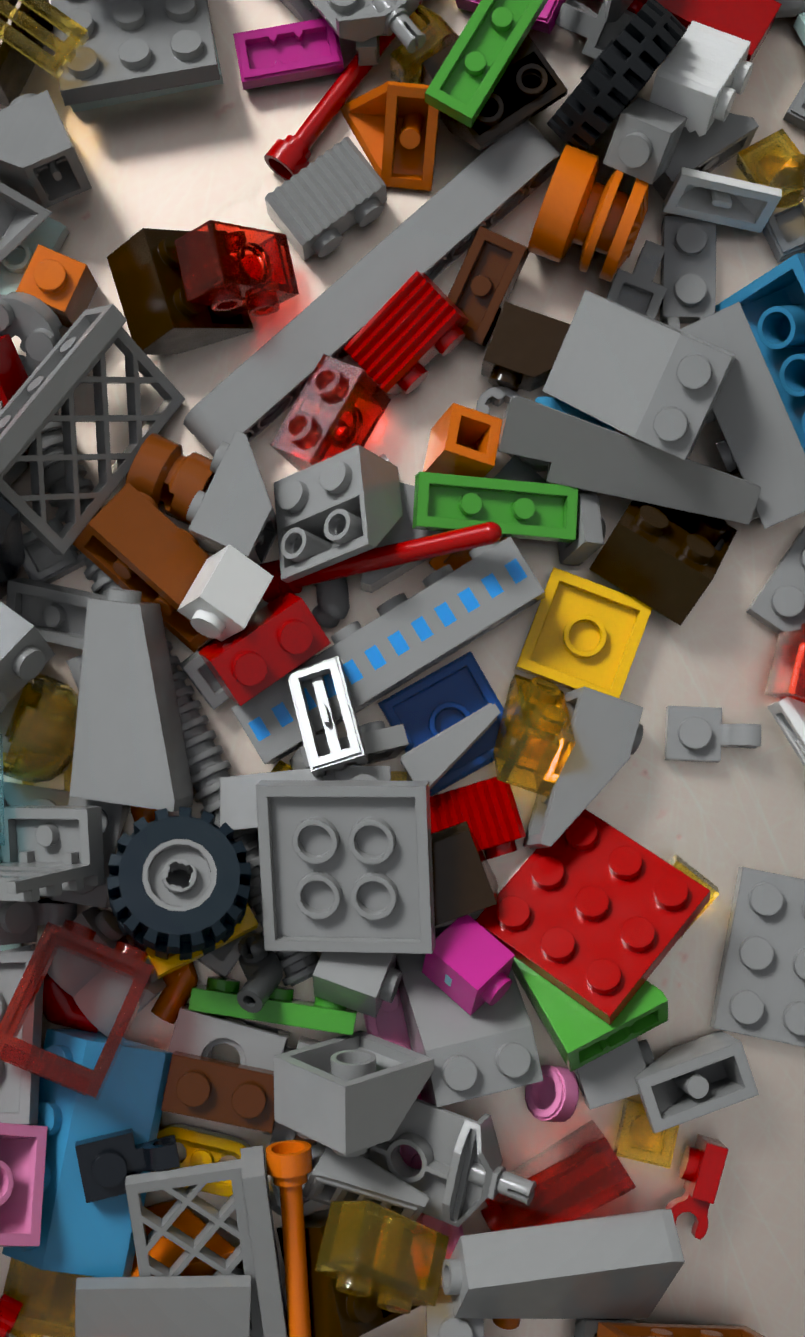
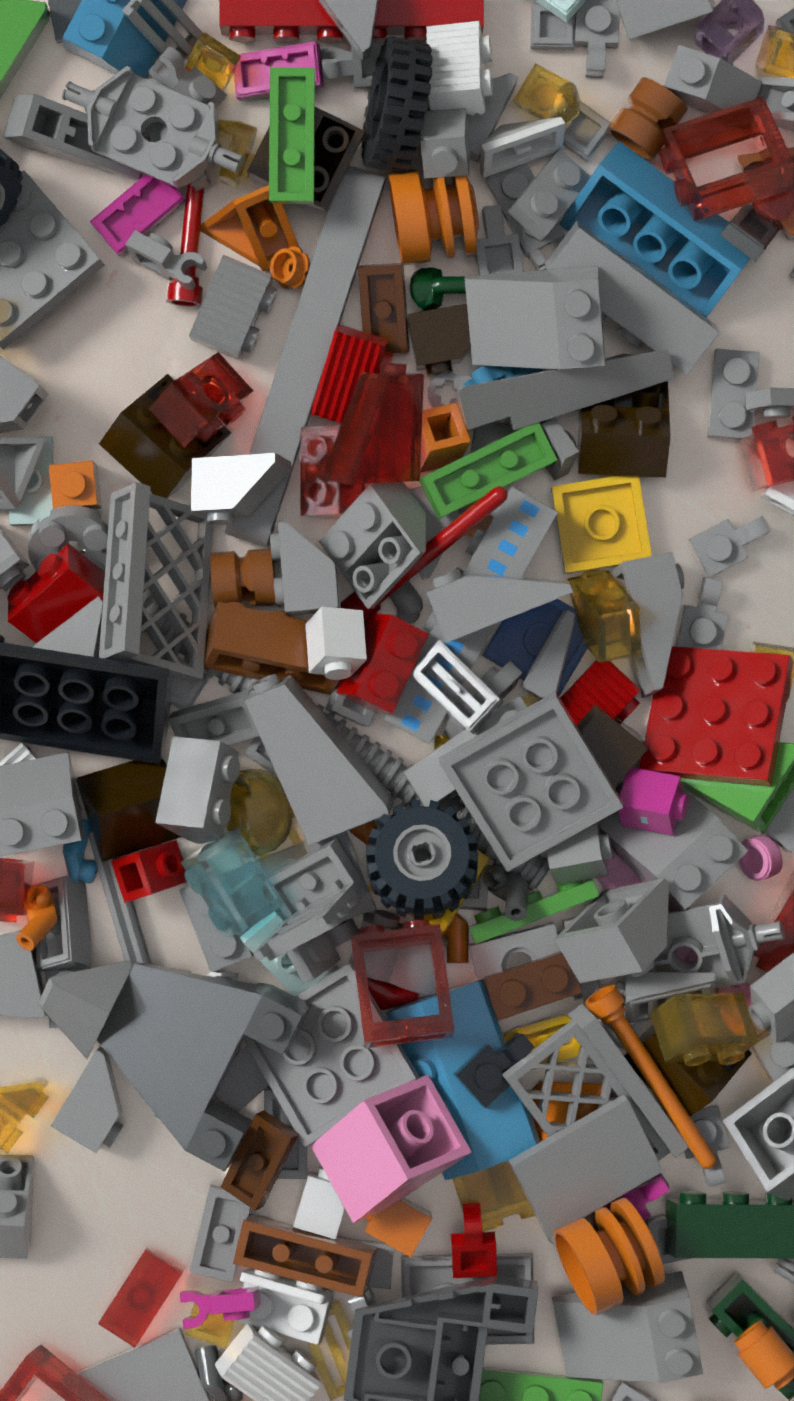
camera: 35 degrees left, 5 degrees up
(218, 370) = (234, 484): none -> slope
(280, 103) = (157, 255): none -> light grey plate
(398, 633) = (482, 600): none -> light grey slope
(405, 397) = (380, 429): none -> clear red slope
(409, 192) = (290, 267): none -> orange plate
(544, 291) = (429, 287): none -> dark green plate
(632, 805) = (703, 625): none -> light grey plate
(720, 265) = (549, 195): none -> light grey plate

